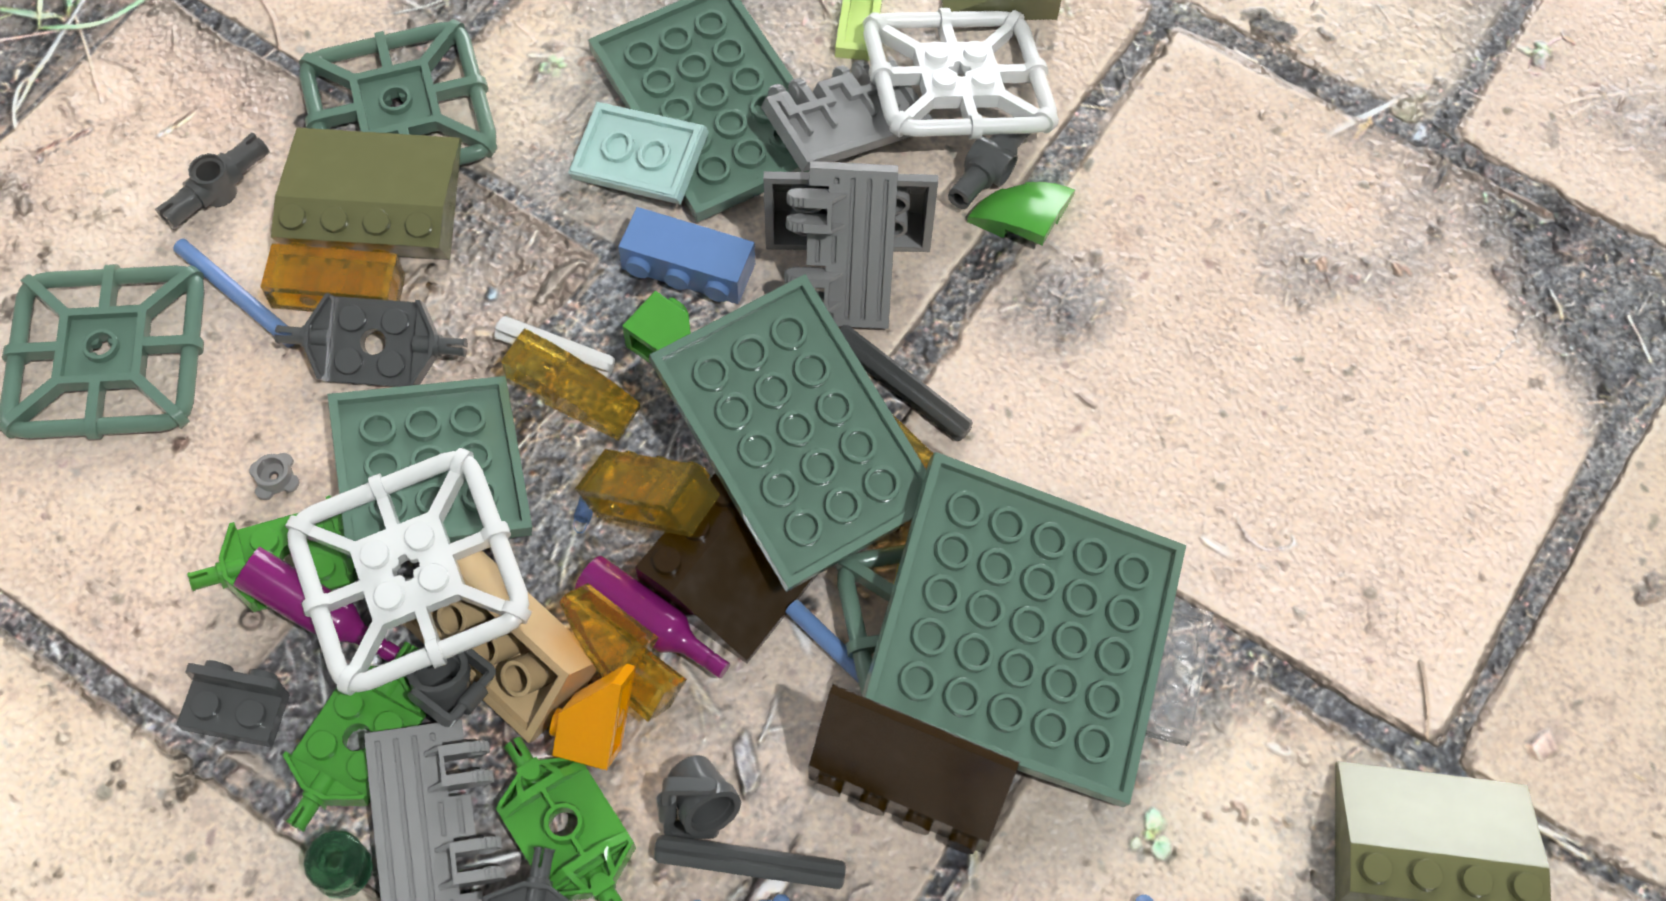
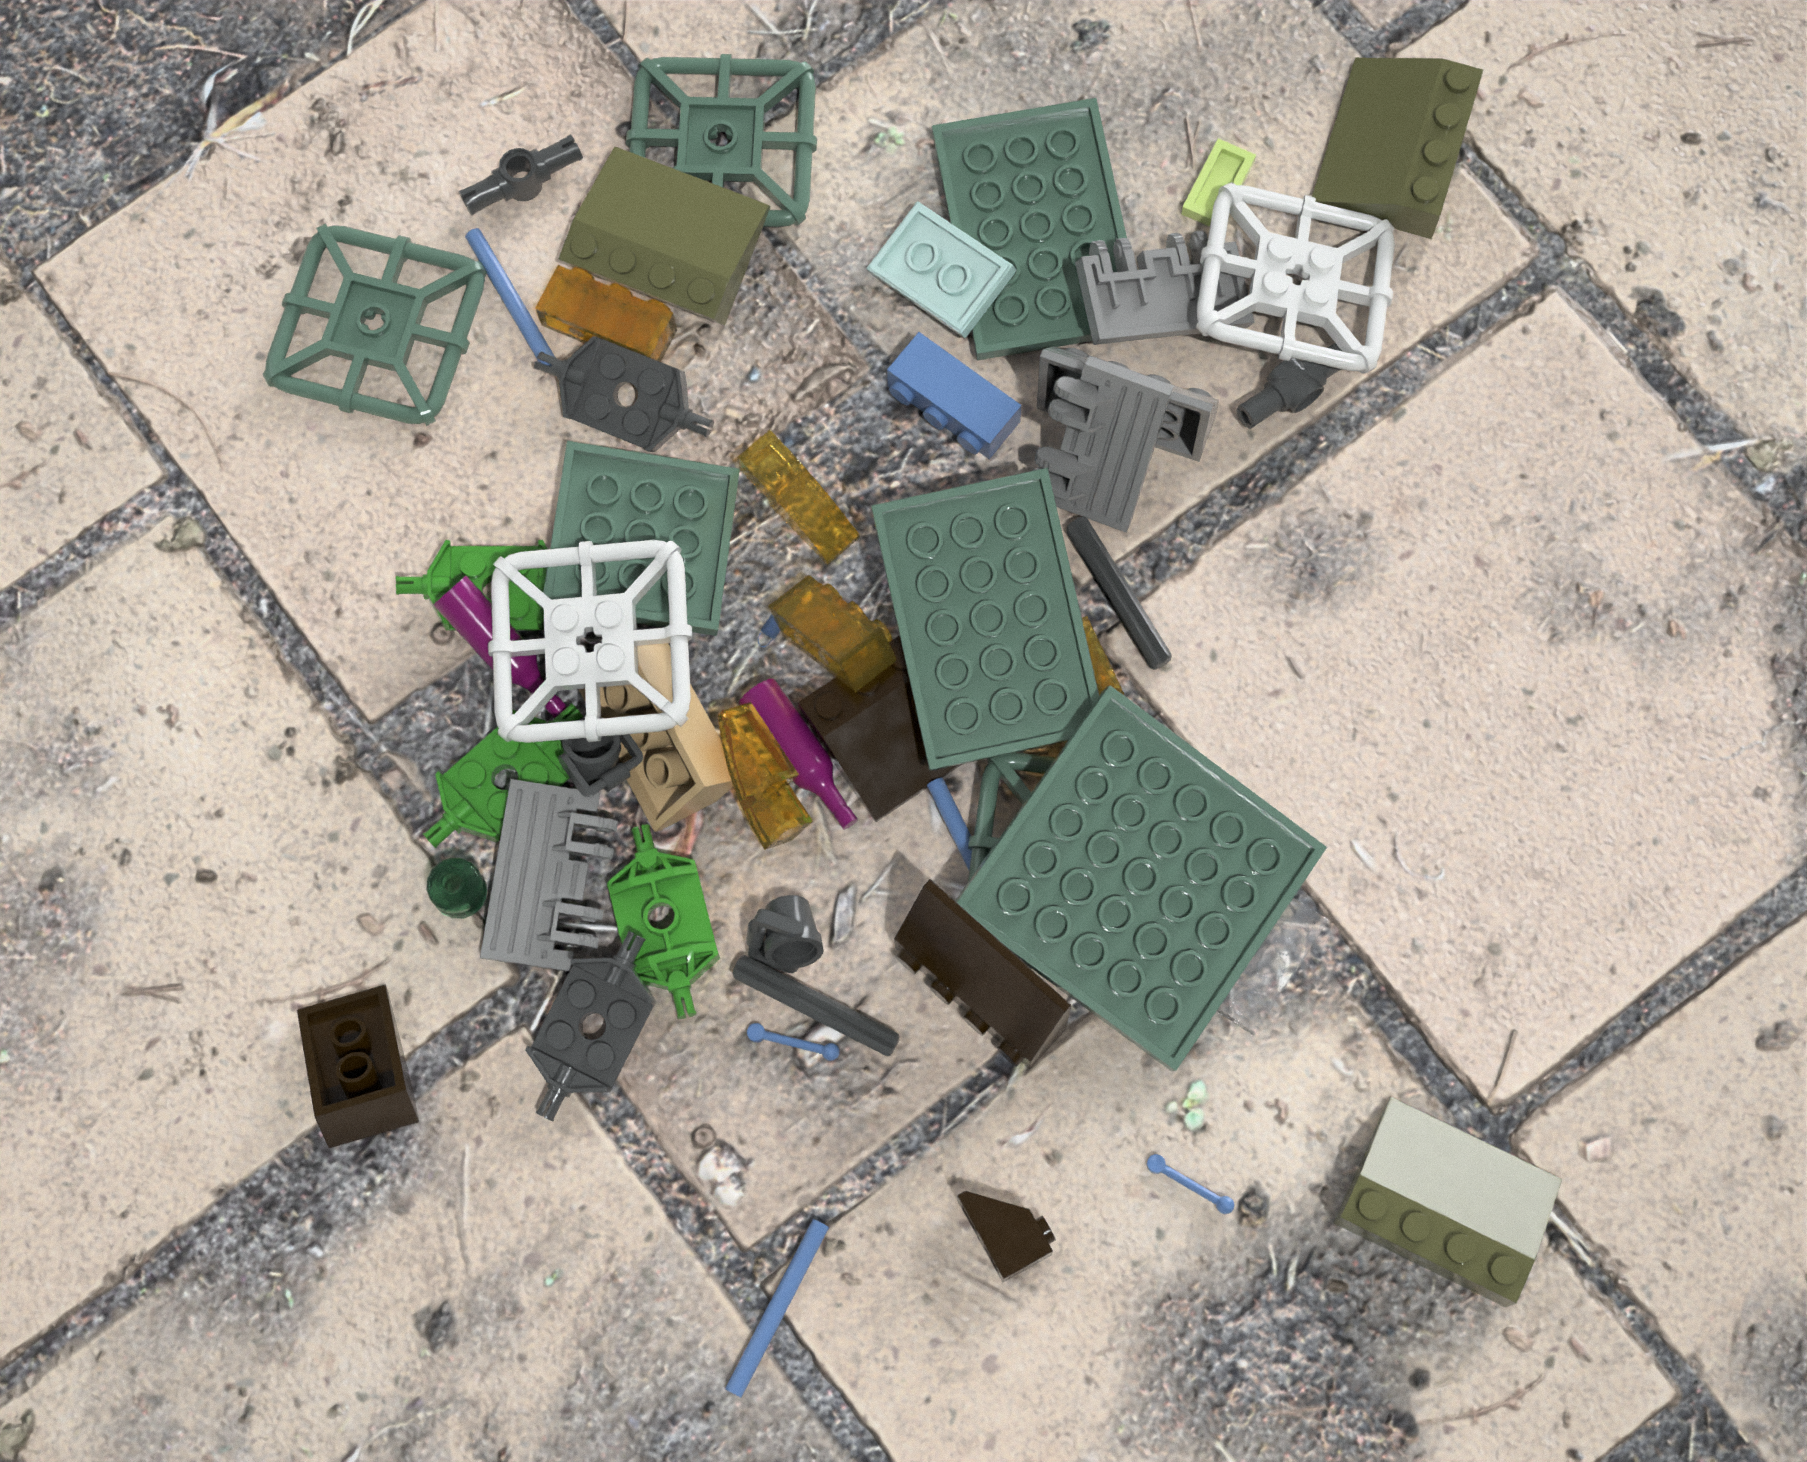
camera: 25 degrees right, 10 degrees up
(233, 703) = (405, 711): dark grey bracket -> none
(266, 467) = (492, 490): light grey plate -> none
(509, 329) = (831, 480): white axle -> none
(594, 720) = (717, 833): light orange slope -> none
(656, 325) = (901, 466): bright green slope -> none
(1023, 210) = (1310, 447): bright green brick -> none

